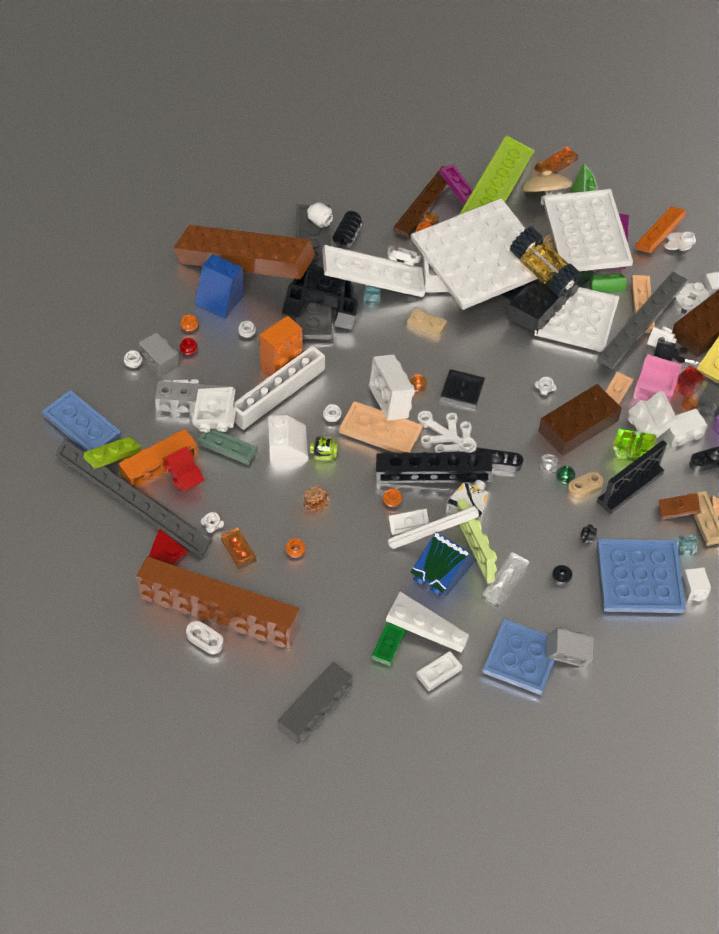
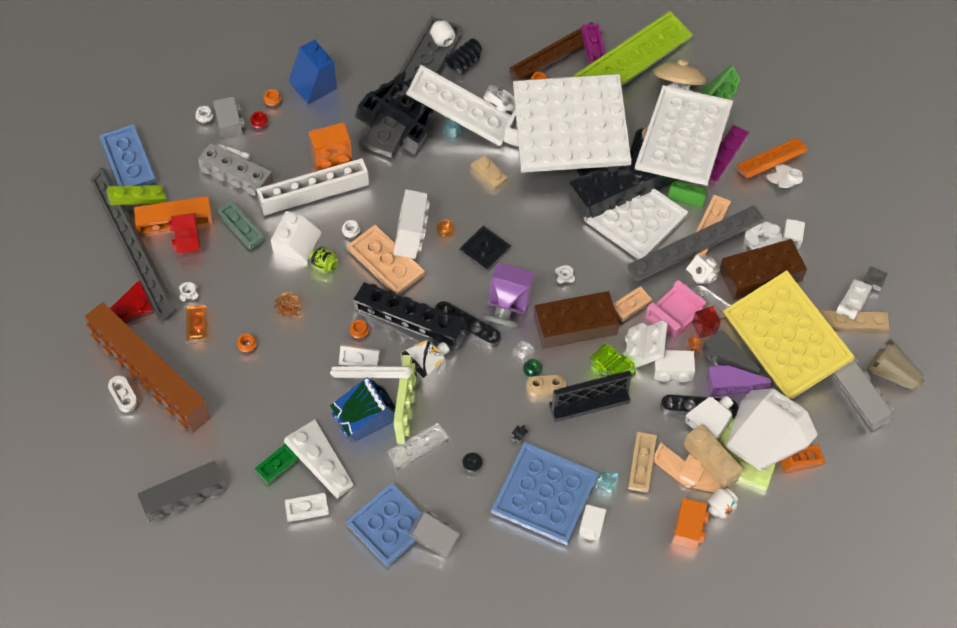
camera: 25 degrees right, 5 degrees up
(214, 409) = (240, 187): white plate -> none
(247, 329) = (319, 117): white plate -> none
(252, 251) = (351, 47): dark orange brick -> none
(431, 218) = (549, 71): clear orange plate -> none
(463, 444) = (450, 304): white plant -> none
(513, 416) = (509, 292): none -> medium lavender piece
(545, 262) = (617, 153): plate -> none
(557, 161) = (709, 54): clear orange plate -> none
(667, 351) = (700, 284): black plate -> none
(679, 506) = (622, 440): dark orange plate -> none

